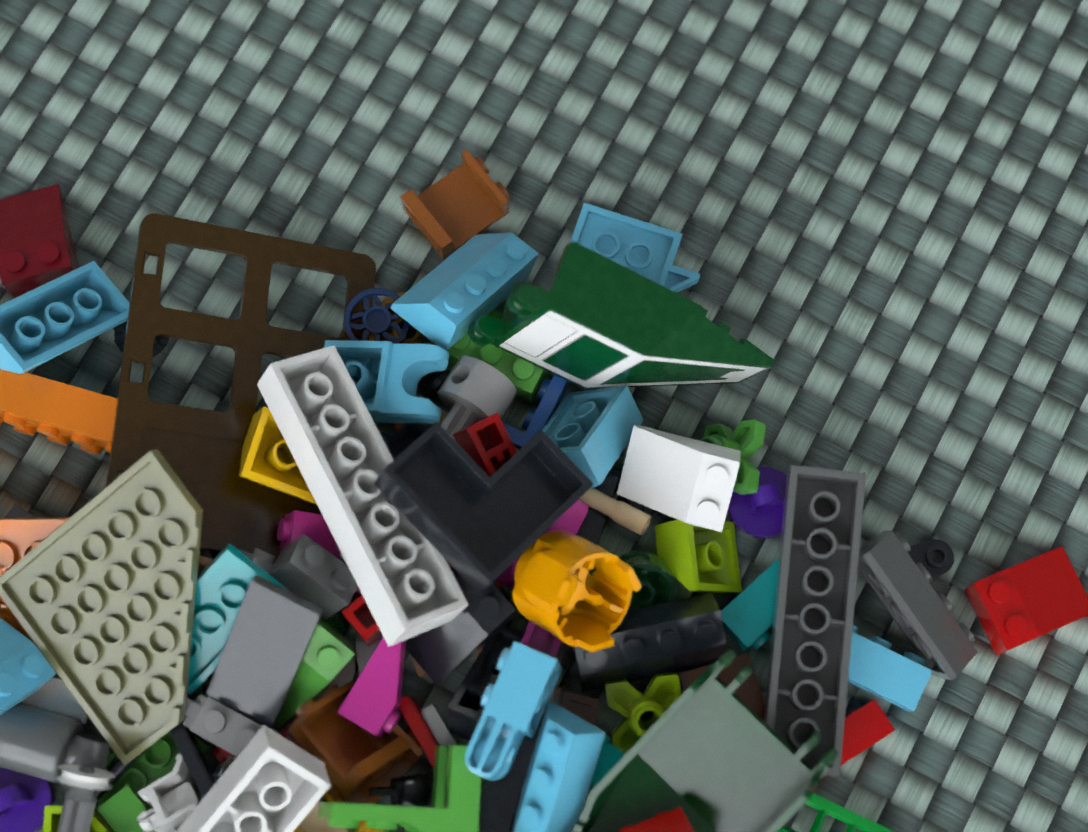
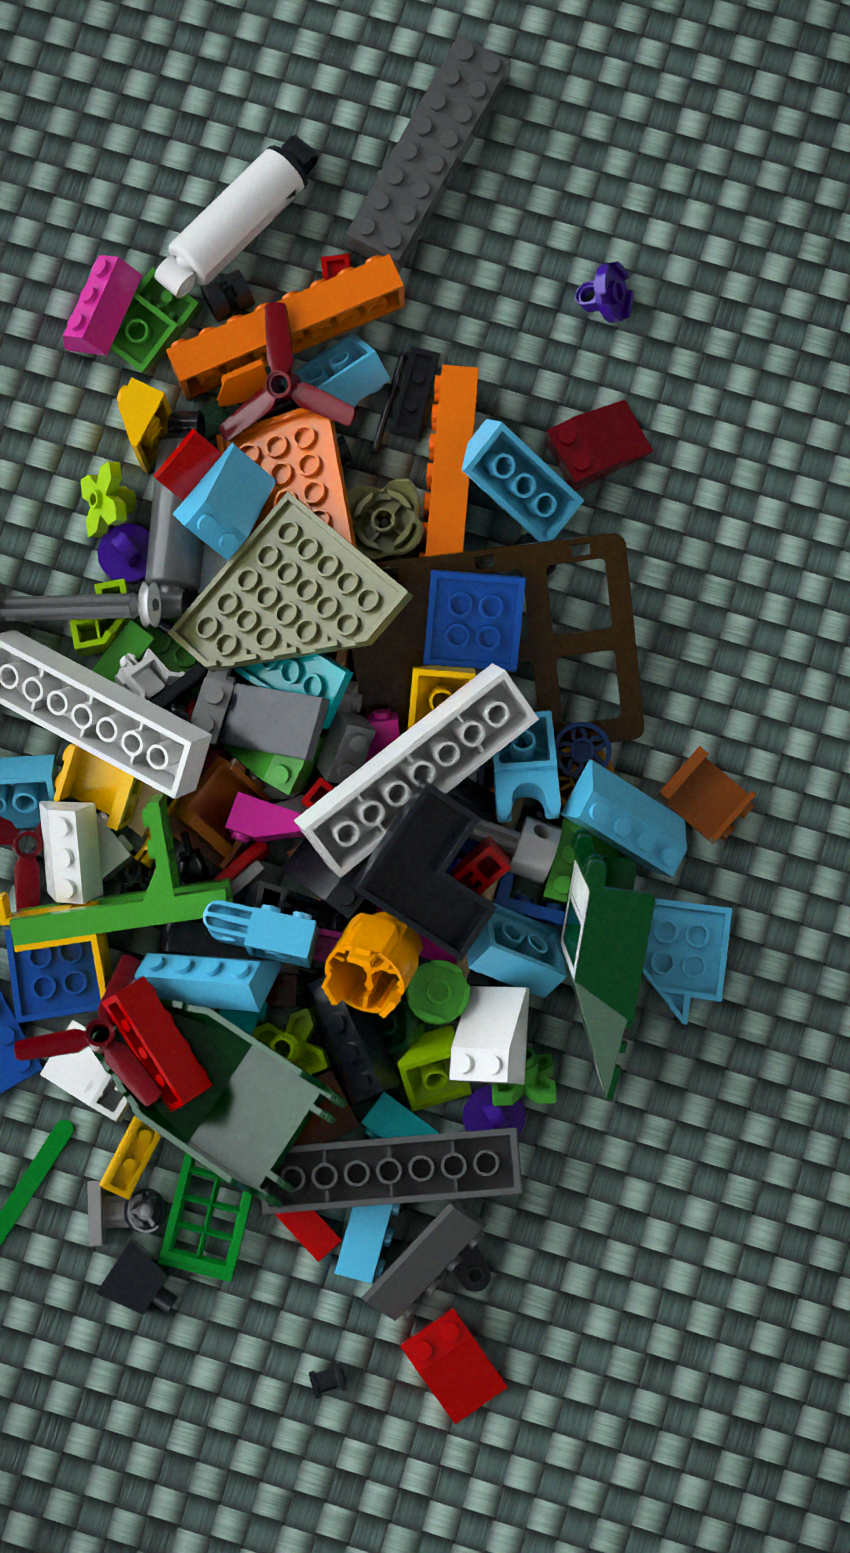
camera: 80 degrees right, 5 degrees up
(38, 463) = (371, 505): none -> olive brick
(200, 399) = (473, 619): none -> blue plate
(620, 524) = (438, 992): none -> bright green tile
(1030, 744) = (328, 1380): none -> black bush

